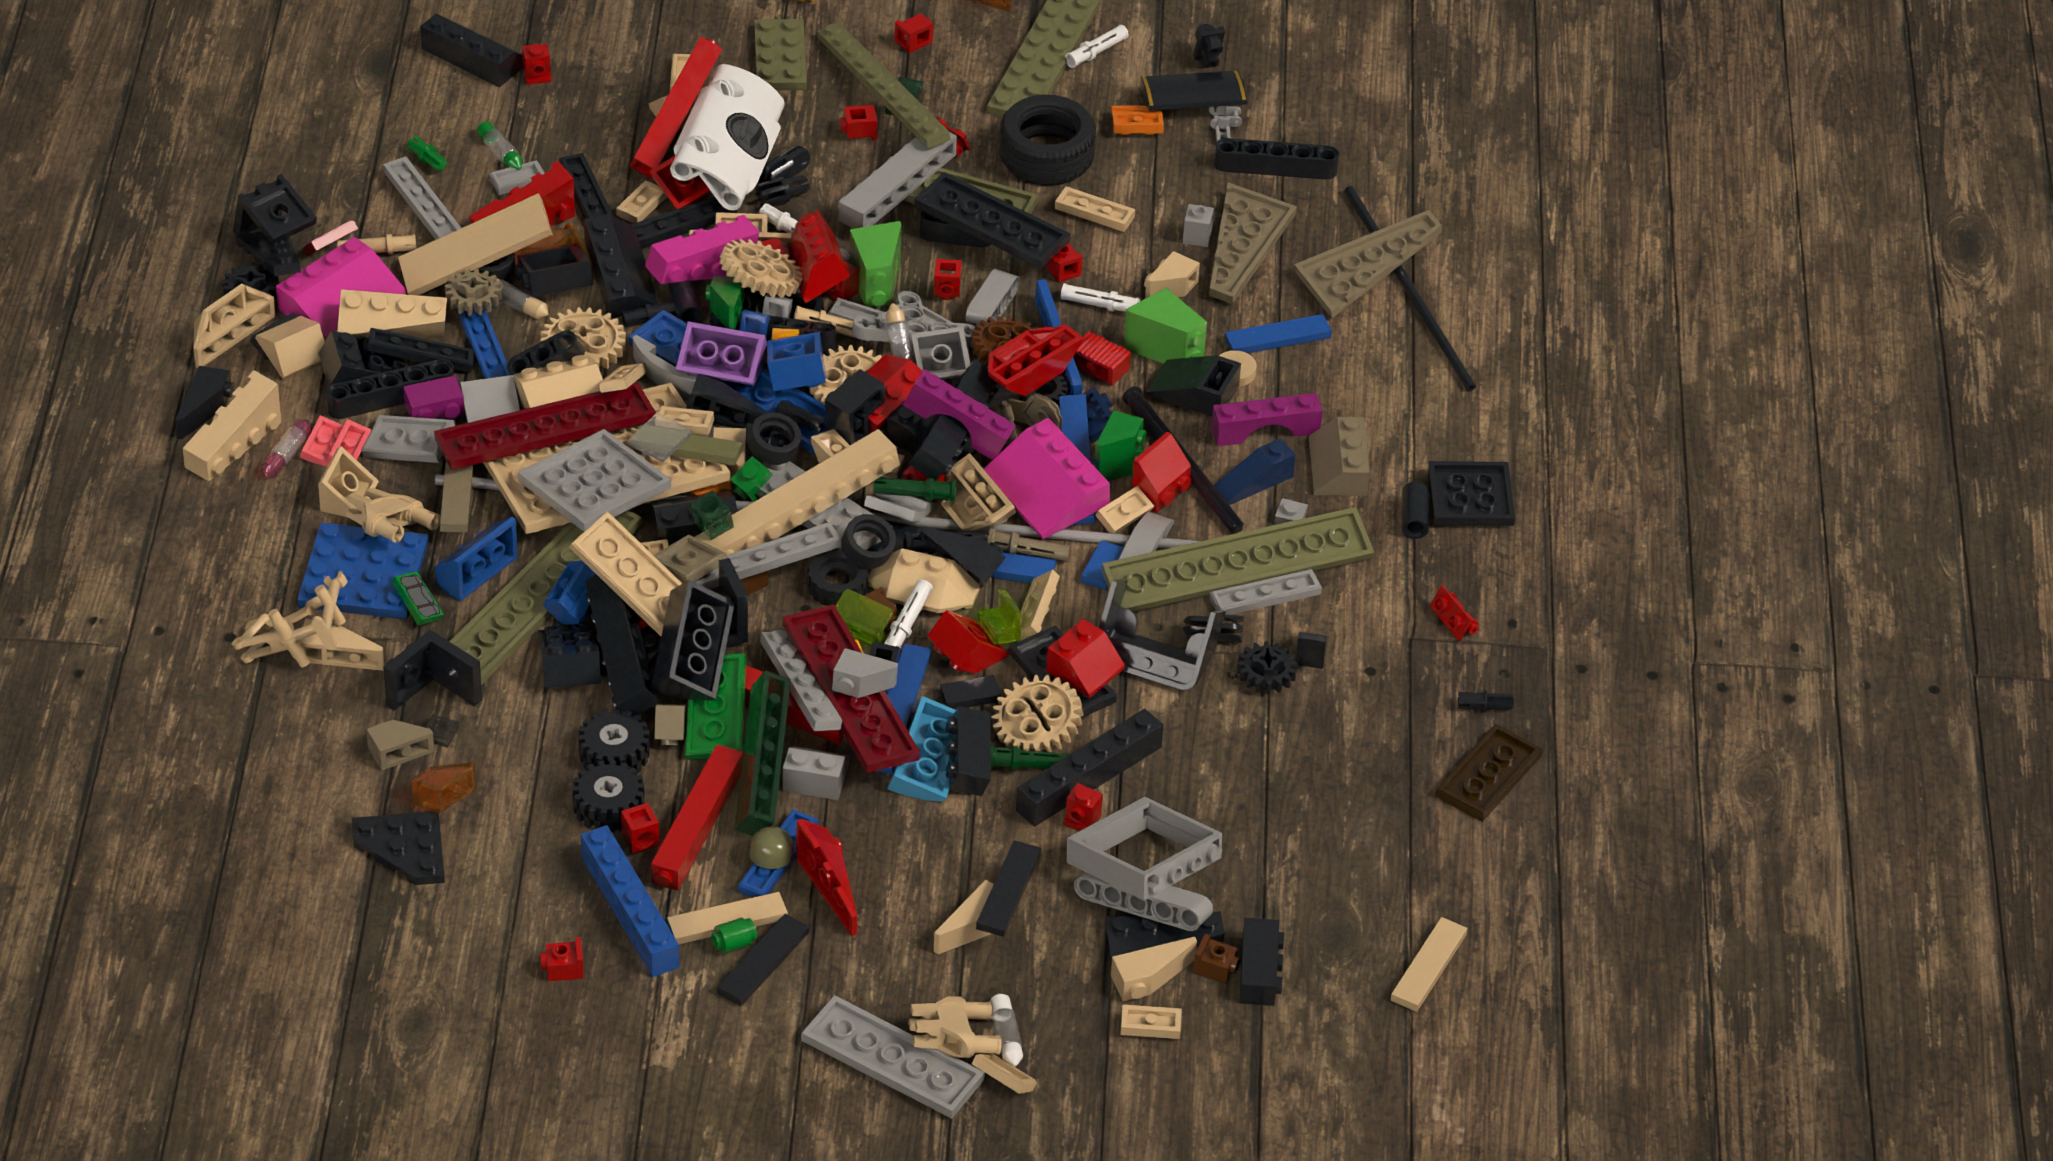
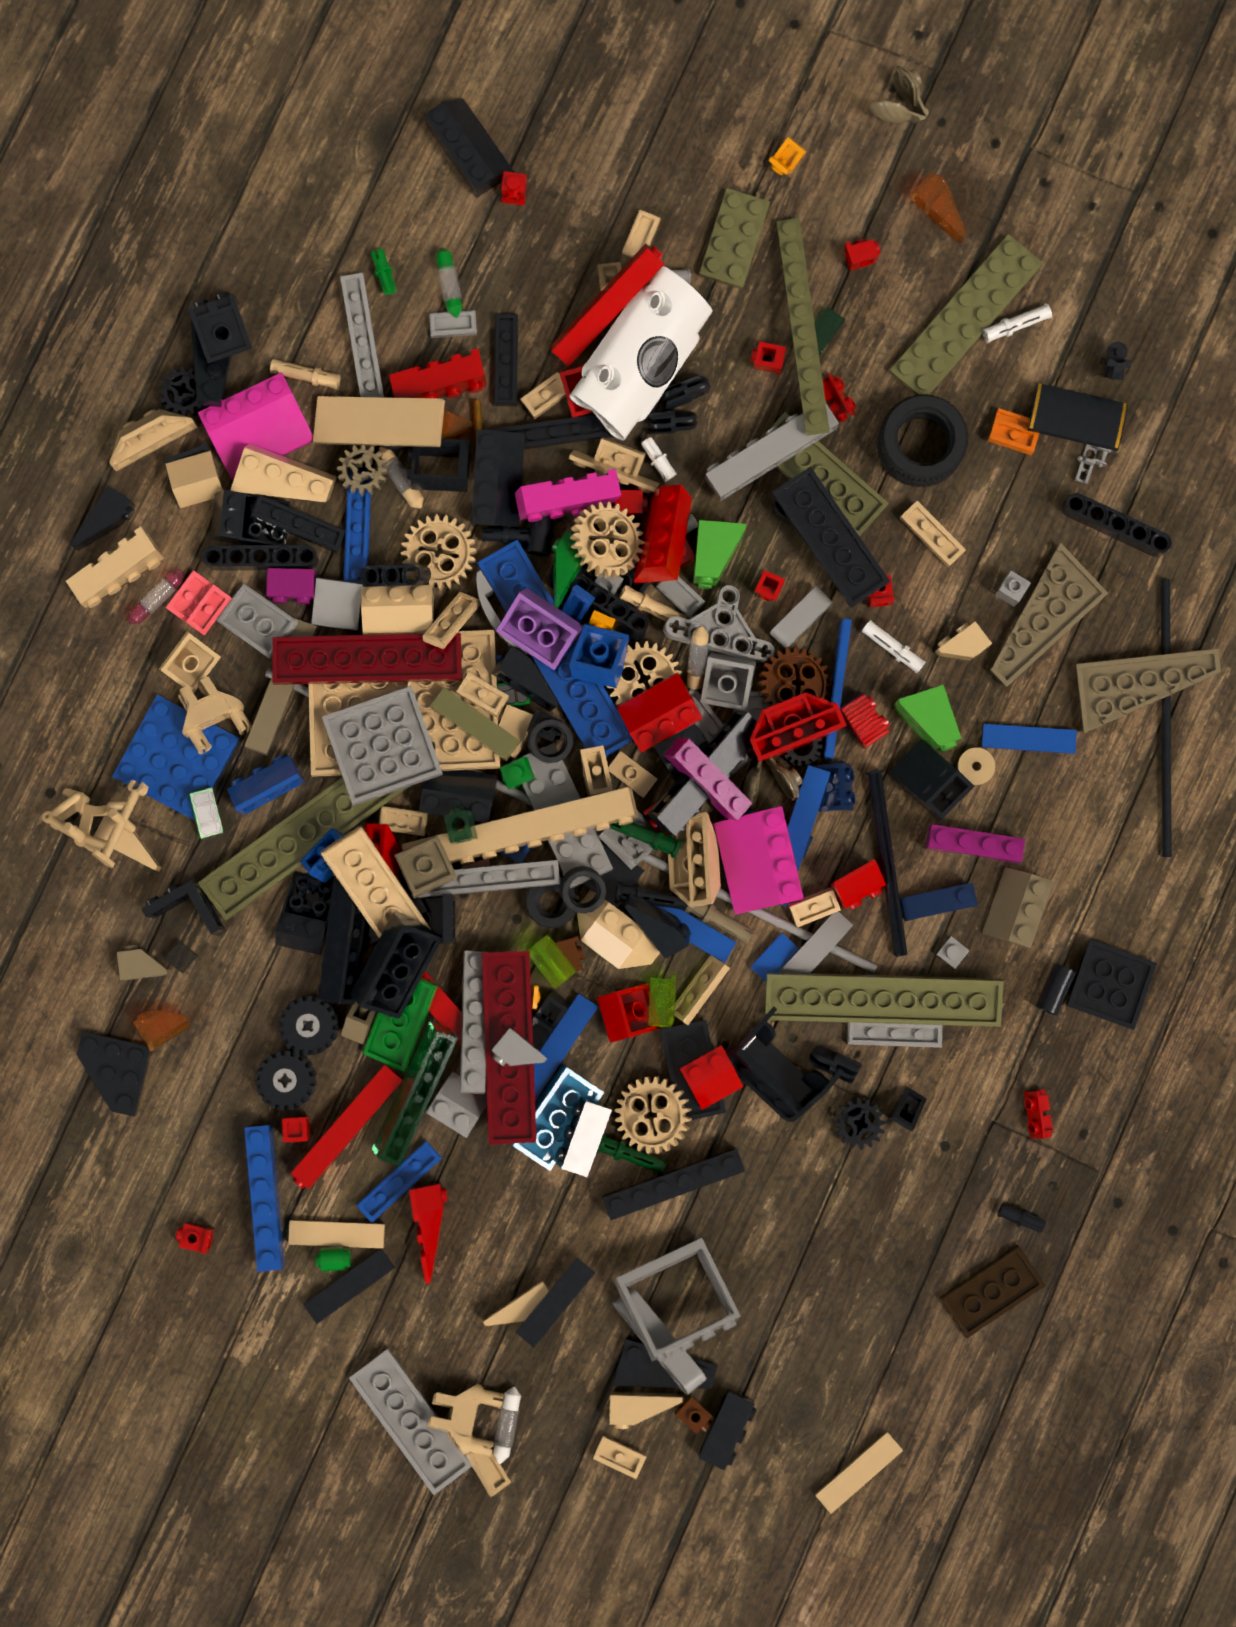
camera: 20 degrees right, 40 degrees up
(330, 237) = (267, 354): tile -> none
(659, 437) = (453, 712): clear piece -> none
(771, 848) = (392, 1183): olive hair -> none
(801, 416) = (584, 713): black axle -> none
(851, 405) = (624, 736): black brick -> none
(902, 626) = (569, 990): white pin -> none
(970, 692) = (612, 1062): black tile -> none
(1083, 807) = (650, 1225): red brick -> none
(1119, 445) = (835, 843): green slope -> none

